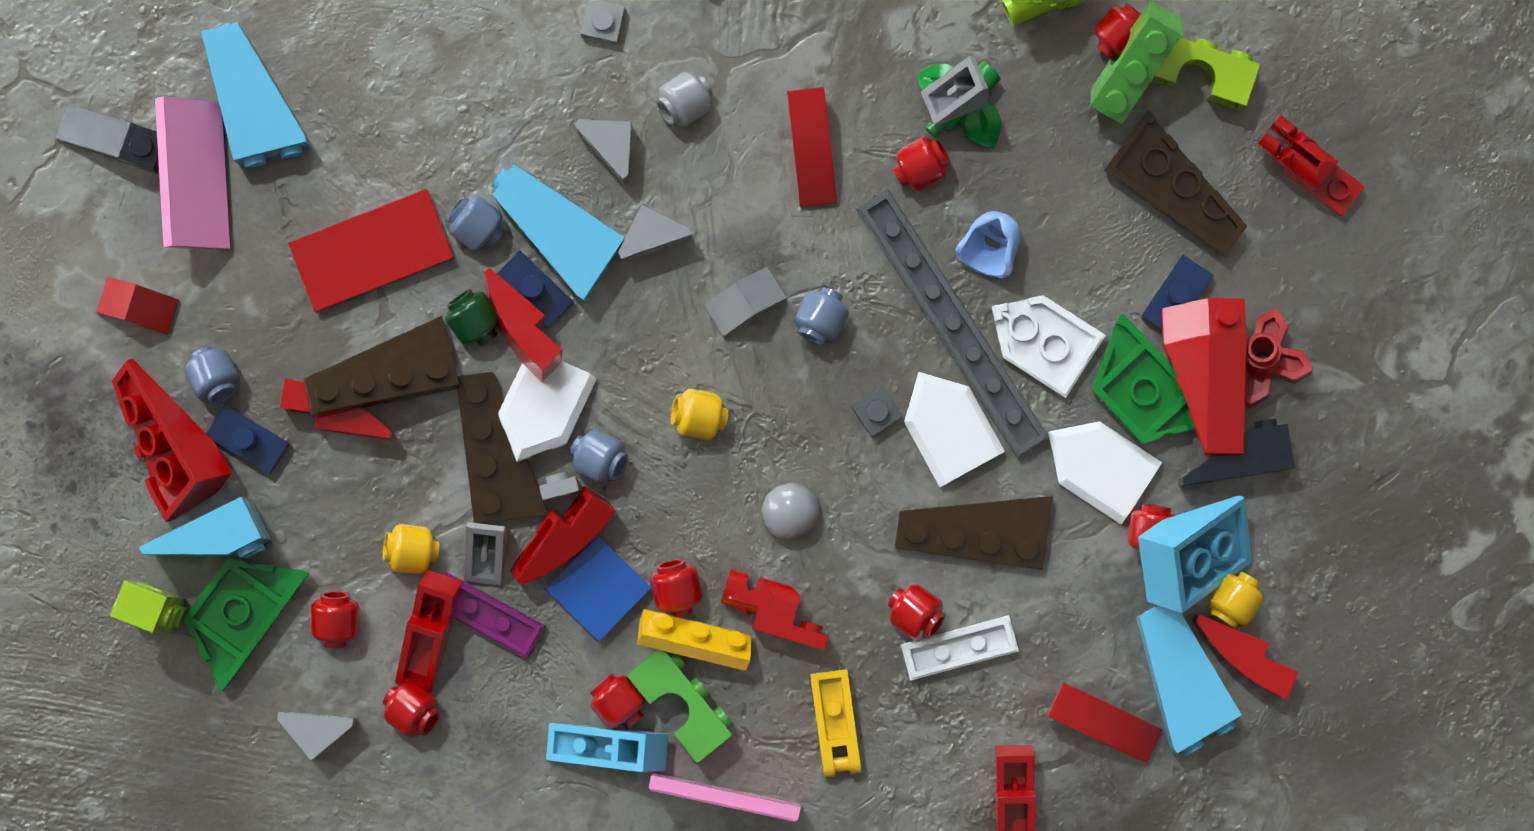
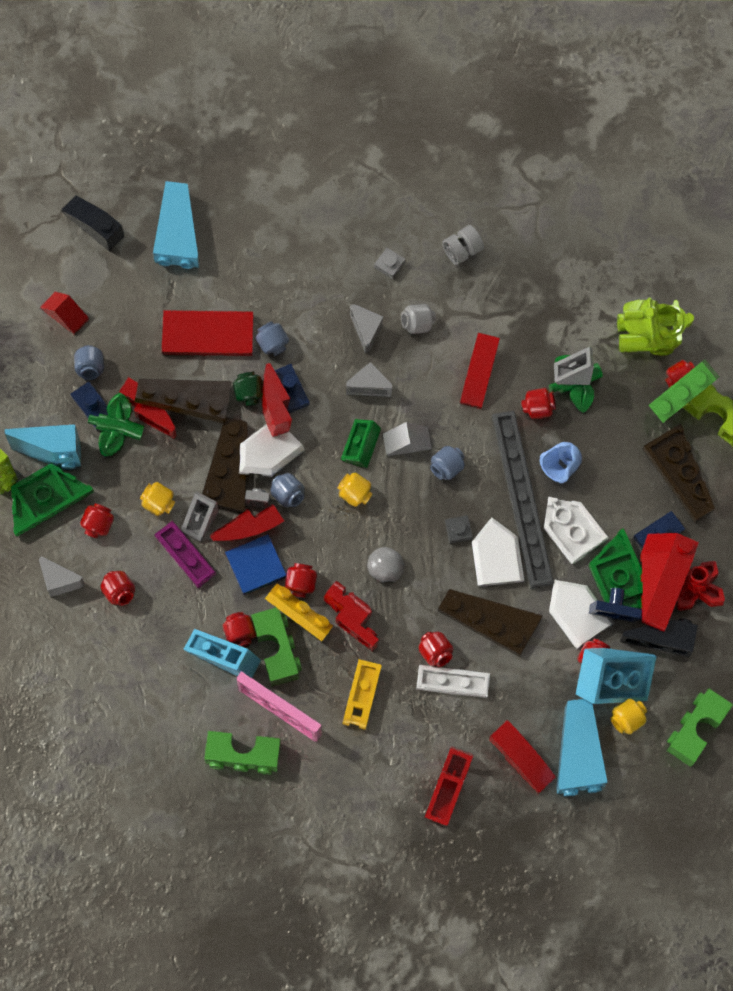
camera: 20 degrees right, 15 degrees down
(178, 454) = (49, 391): red wedge -> none
(192, 174) = (126, 252): bright pink tile -> none
(298, 461) = (116, 425): none -> green plant
(428, 630) = (148, 546): red slope -> none
(564, 234) = (319, 362): medium azure slope -> none
(677, 333) = (361, 442): none -> green slope
(1156, 444) = (615, 607): none -> dark blue tile
(1246, 656) = (622, 751): red slope -> none
(1330, 604) = (686, 743): none -> bright green arch

